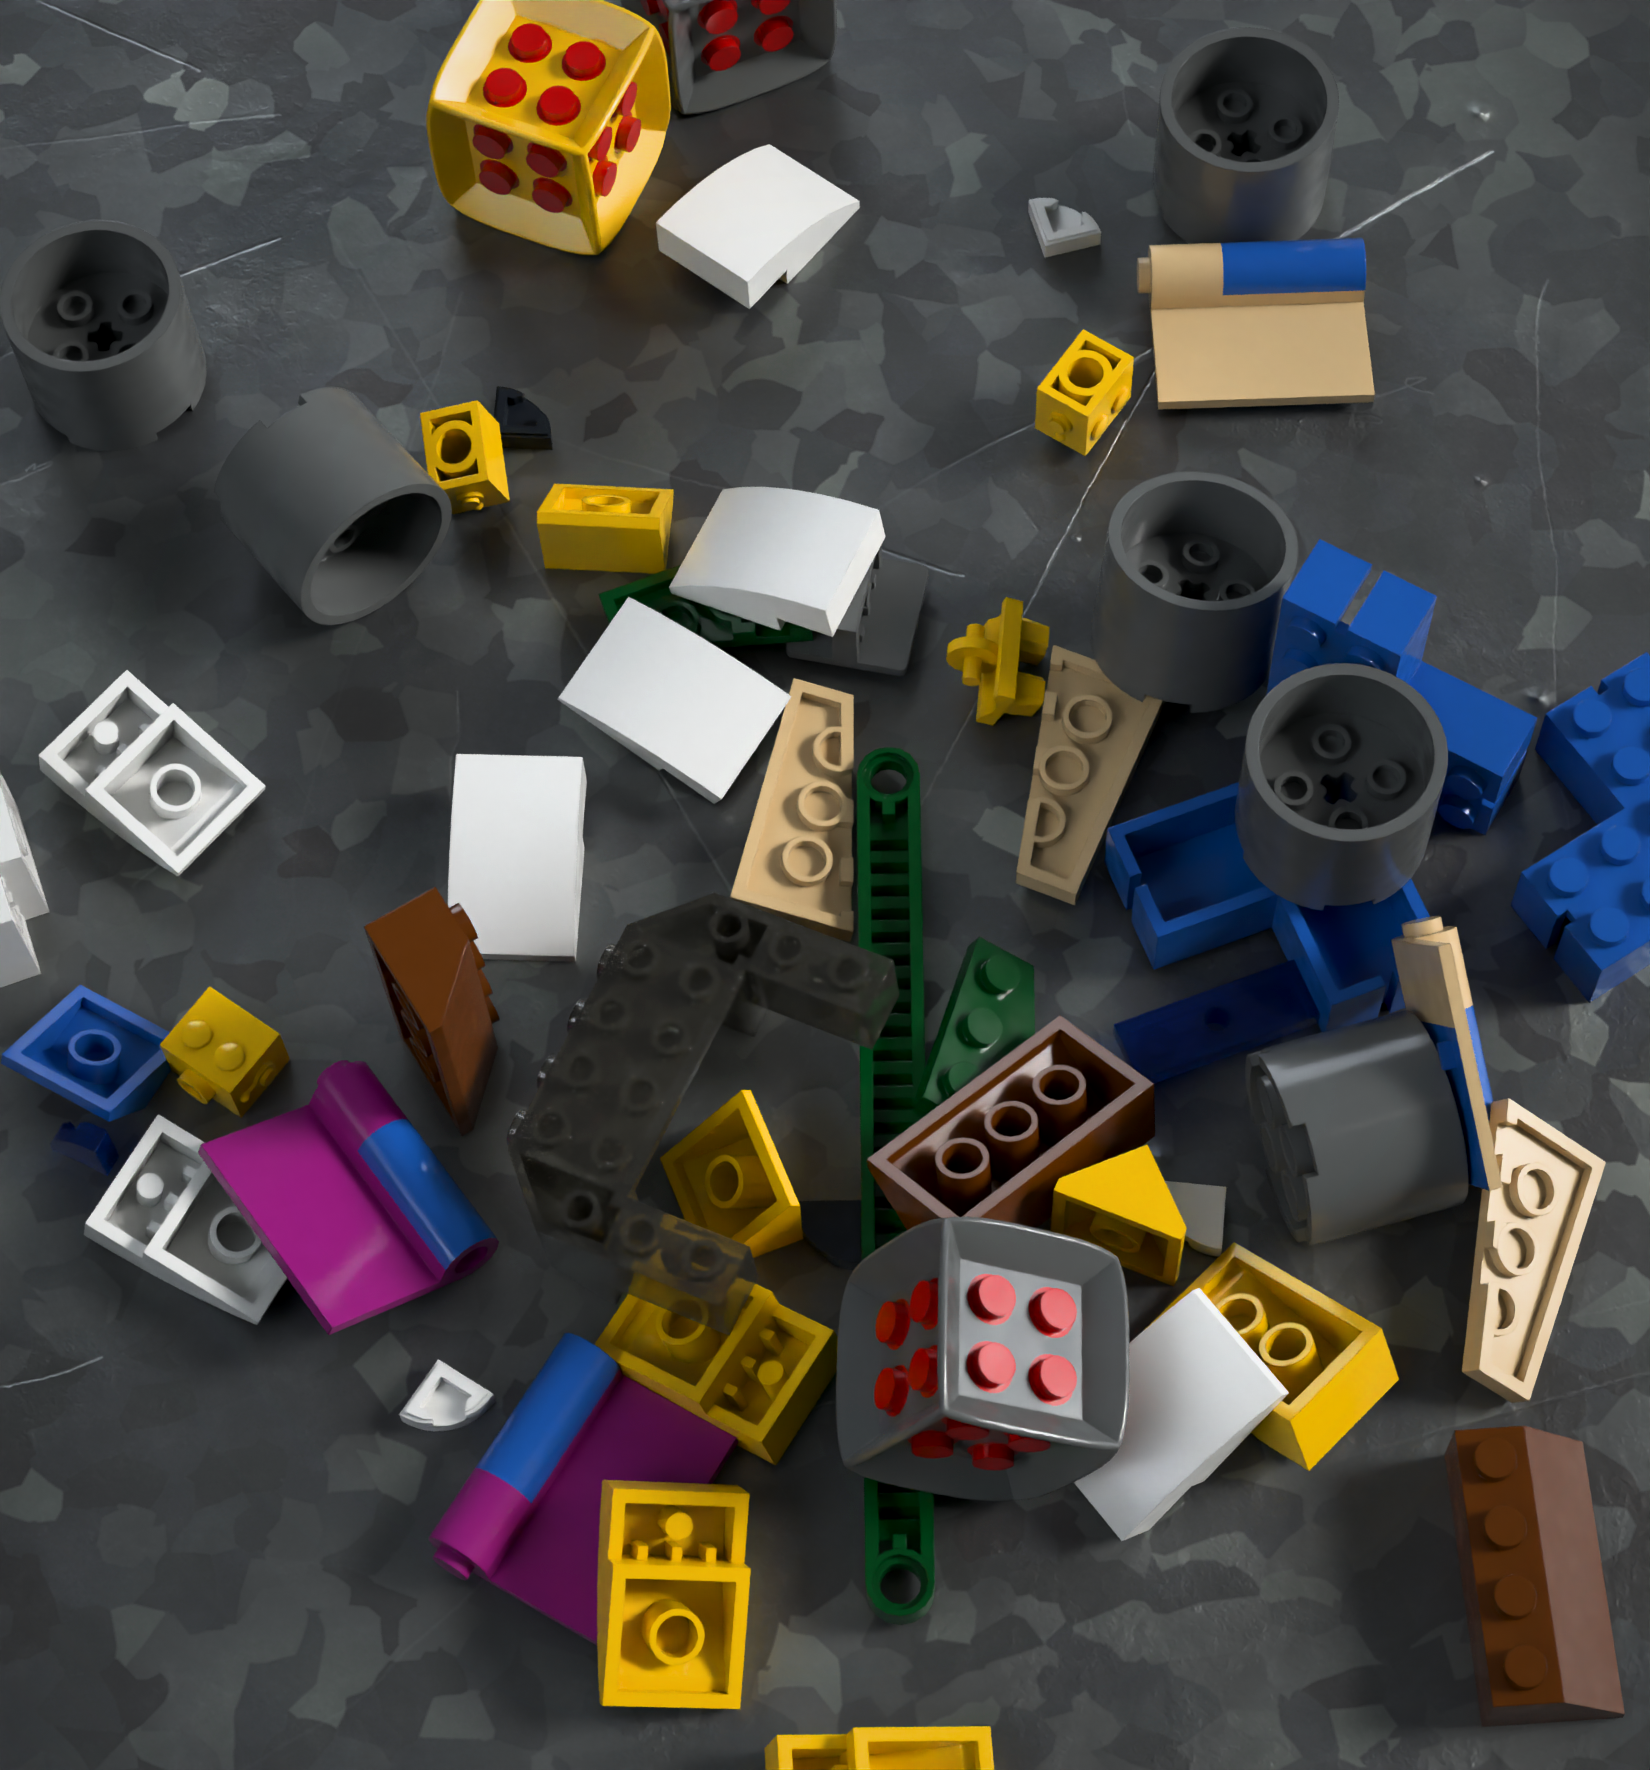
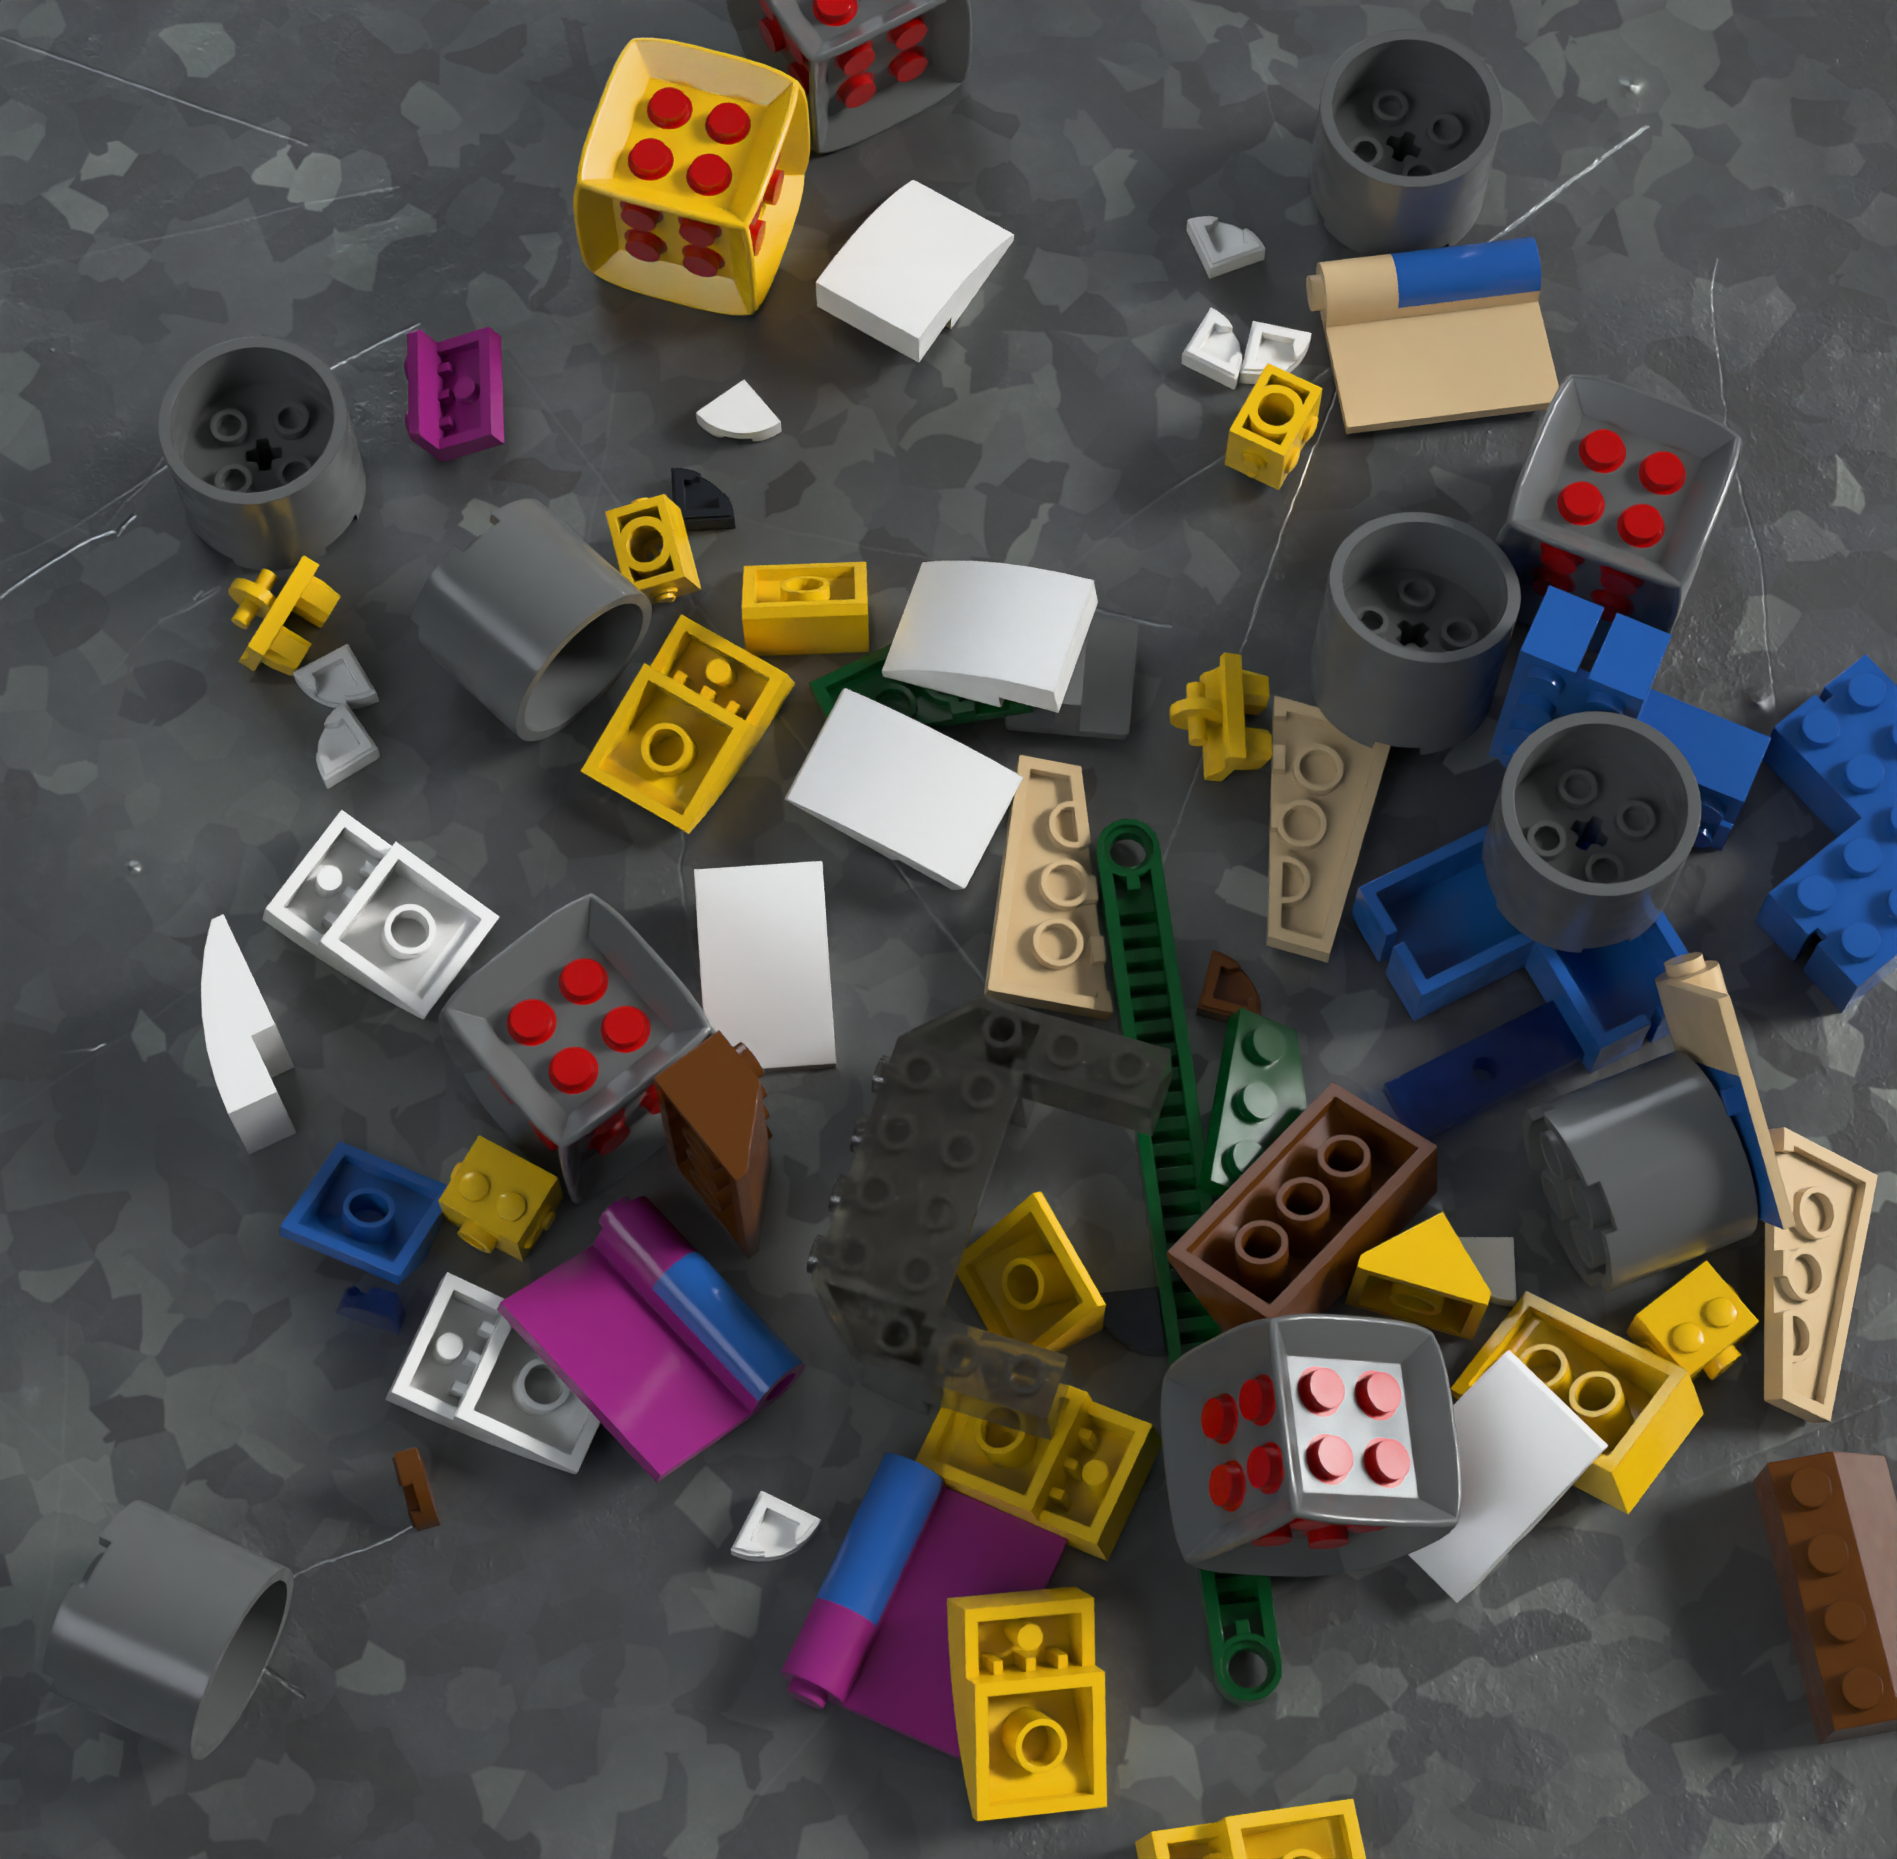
camera: 10 degrees left, 5 degrees up
(88, 509) = (272, 641): none -> yellow hips
(99, 1307) = (417, 1489): none -> reddish brown tile
(144, 617) = (343, 746): none -> white tile
(147, 556) = (336, 680): none -> white tile
(288, 900) = (569, 1040): none -> dark grey piece
(299, 300) = (455, 393): none -> magenta bracket
(476, 623) = (688, 724): none -> yellow slope
(570, 344) = (739, 415): none -> white tile
(969, 919) = (1226, 990): none -> reddish brown tile
(1040, 322) = (1215, 350): none -> white tile
(1100, 320) = (1275, 346): none -> white tile
(1401, 1289) = (1695, 1324): none -> yellow head
(1413, 481) = (1617, 502): none -> dark grey piece

